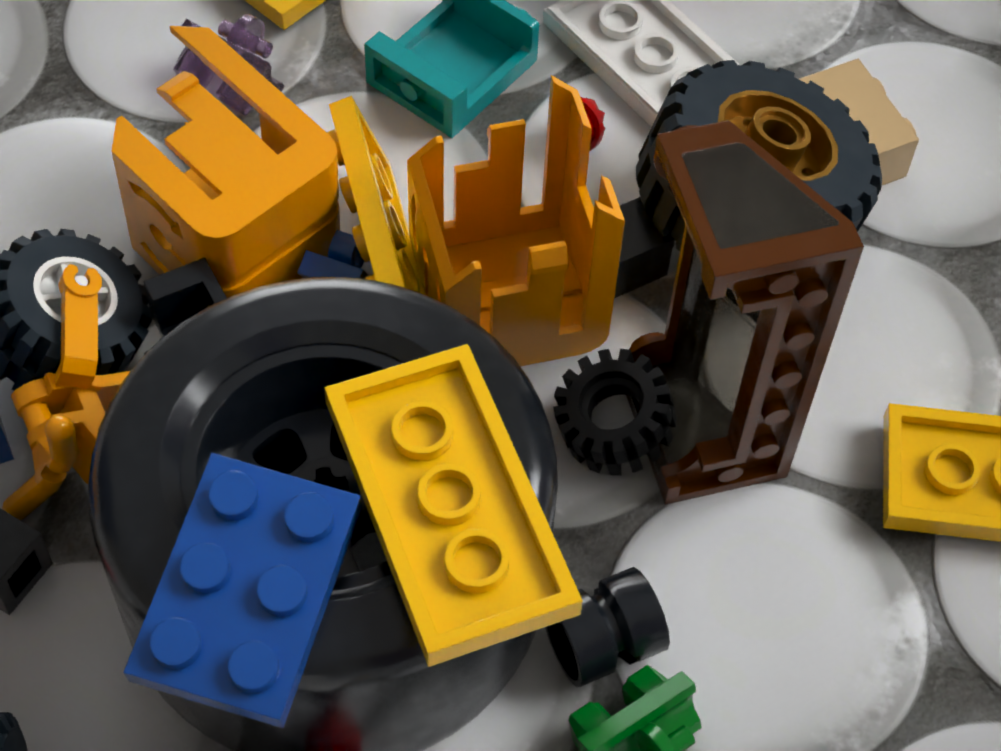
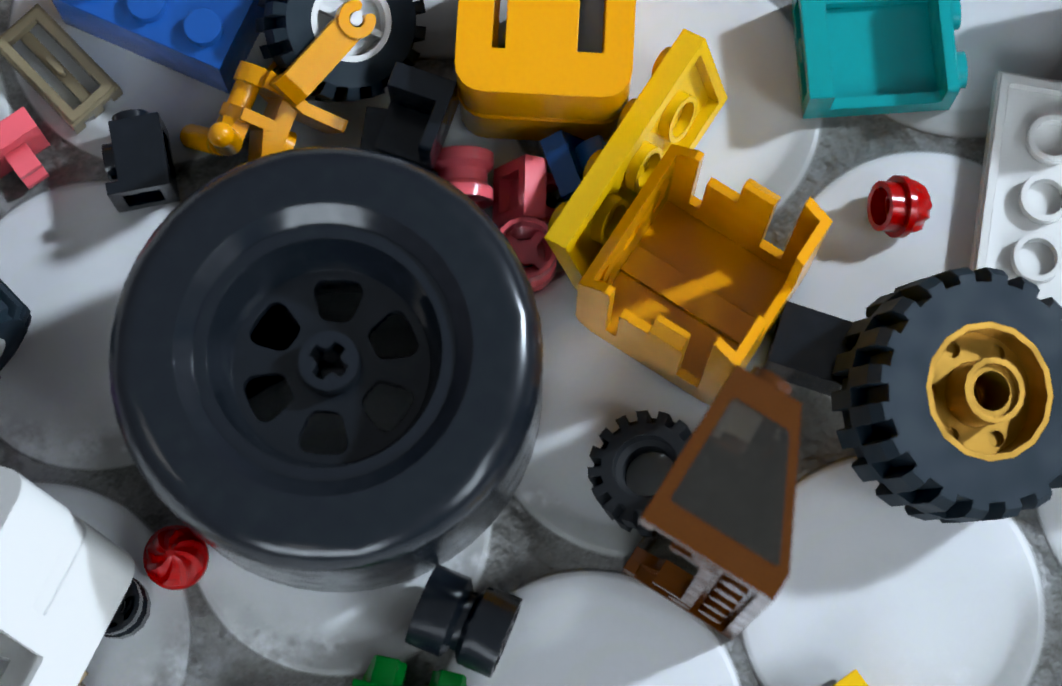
camera: 50 degrees right, 20 degrees up
(245, 590) = (173, 399): blue plate -> none
(451, 505) = (353, 470): yellow plate -> none

